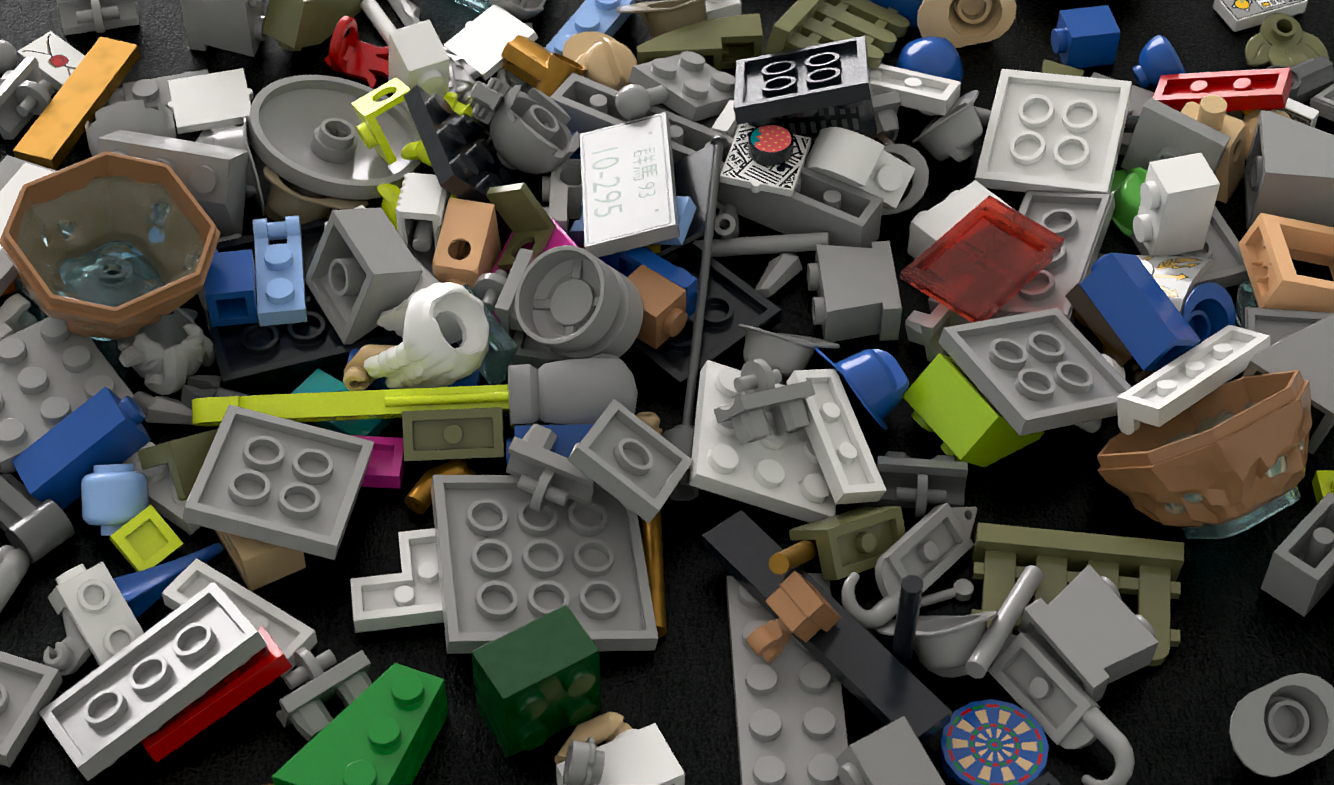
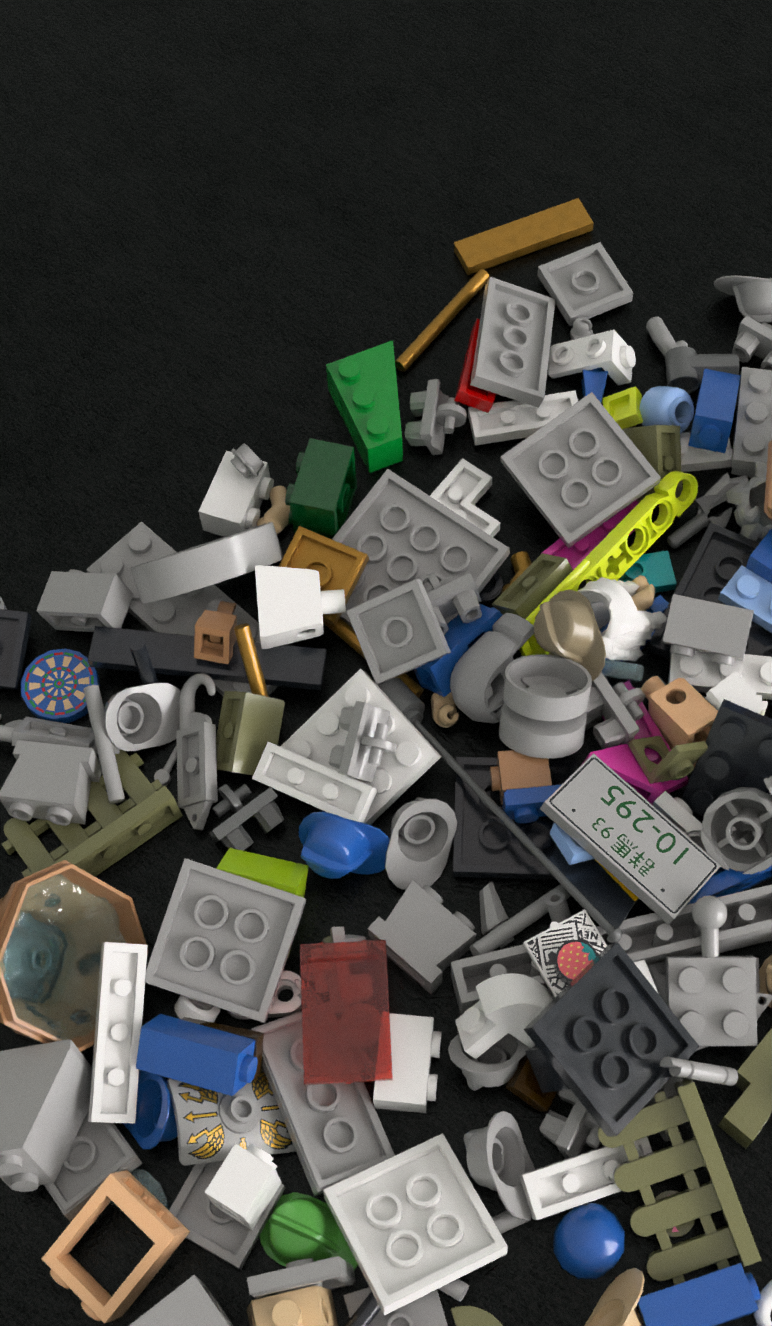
camera: 140 degrees right, 15 degrees up
(486, 337) = (570, 631): none -> dark tan piece
(635, 607) = (337, 563): none -> pearl gold plate
(701, 569) = (292, 604): none -> white torso
(730, 710) = (207, 563): none -> light grey window
(753, 48) = (700, 1071): none -> light grey wheel

